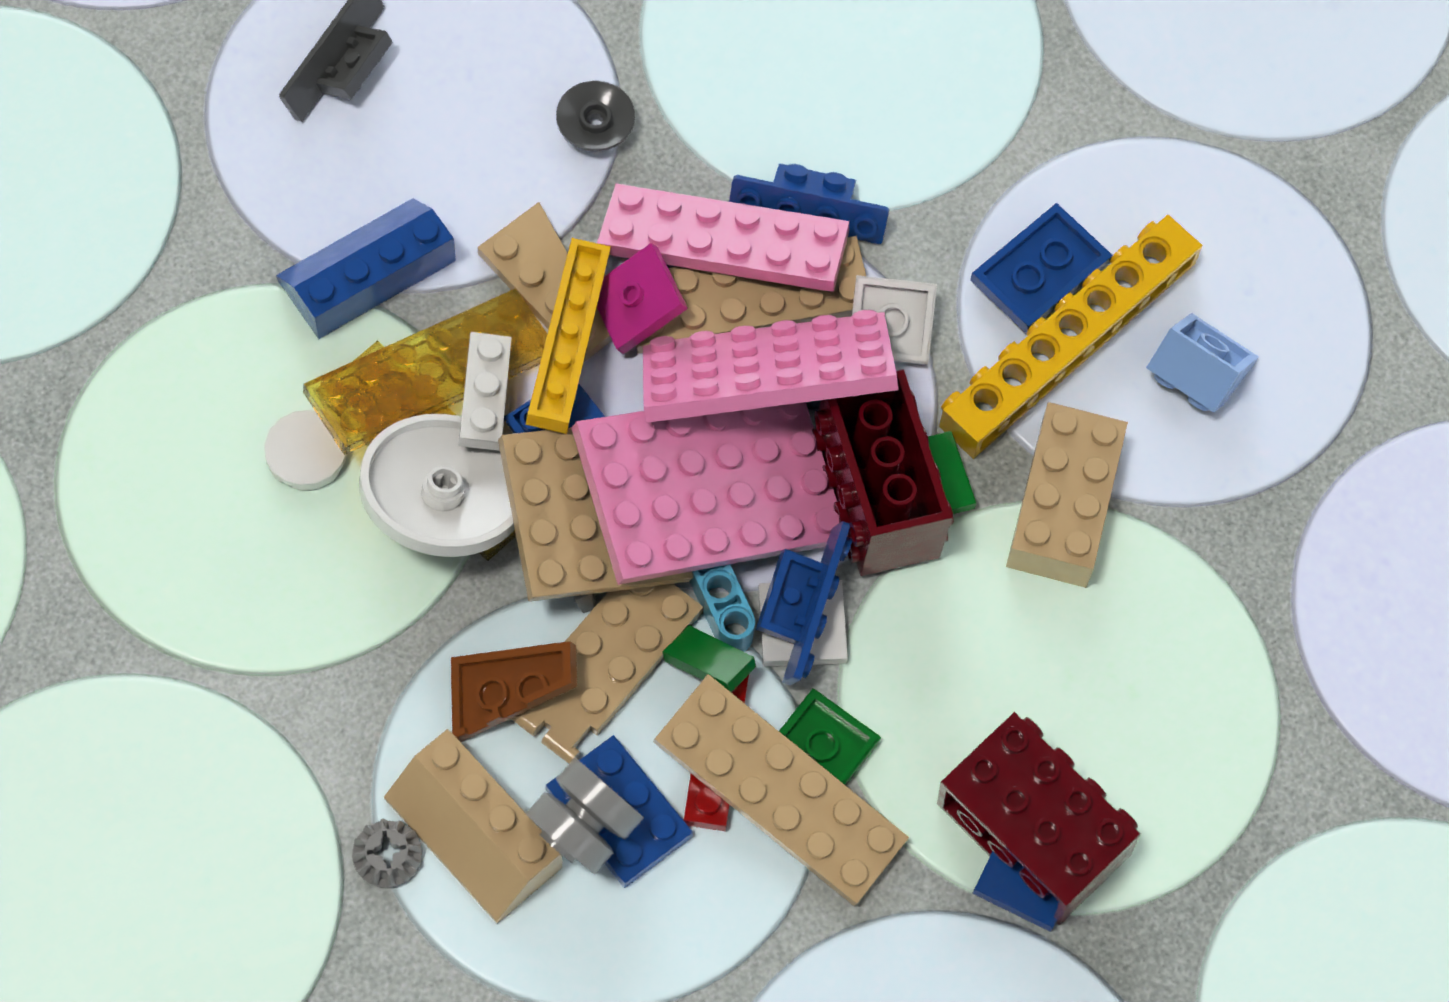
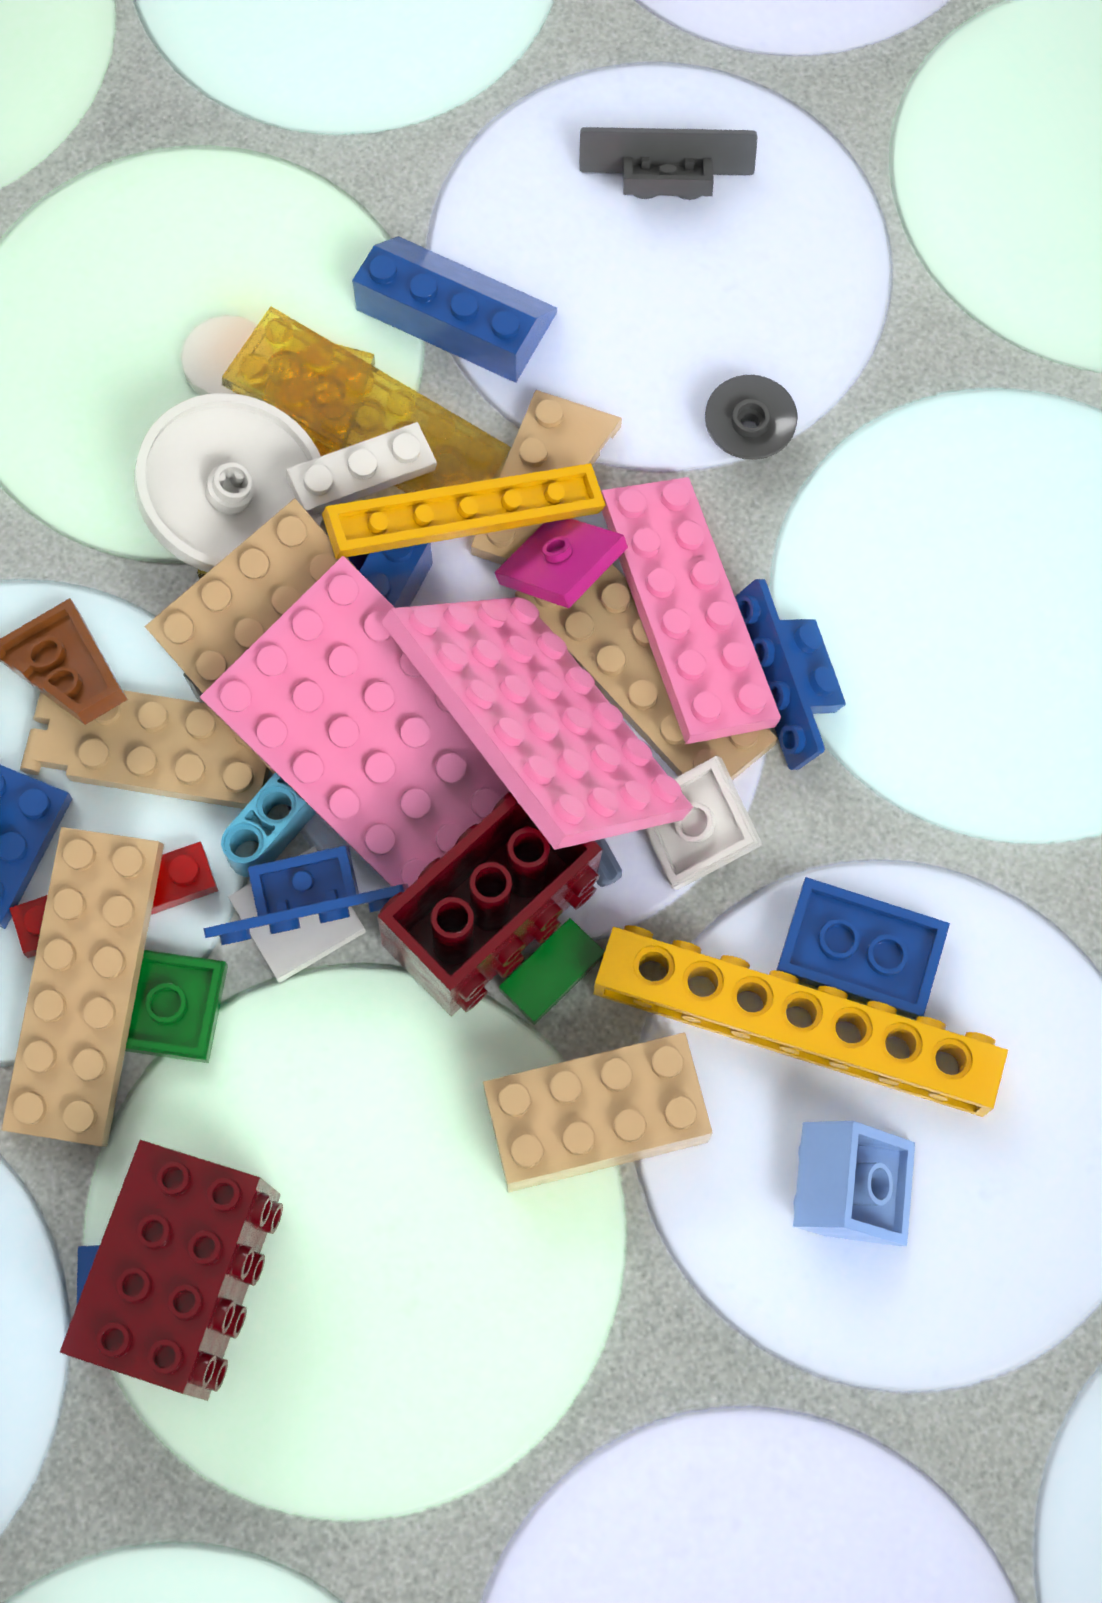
camera: 65 degrees right, 5 degrees up
(703, 655) = (194, 840): green tile -> none

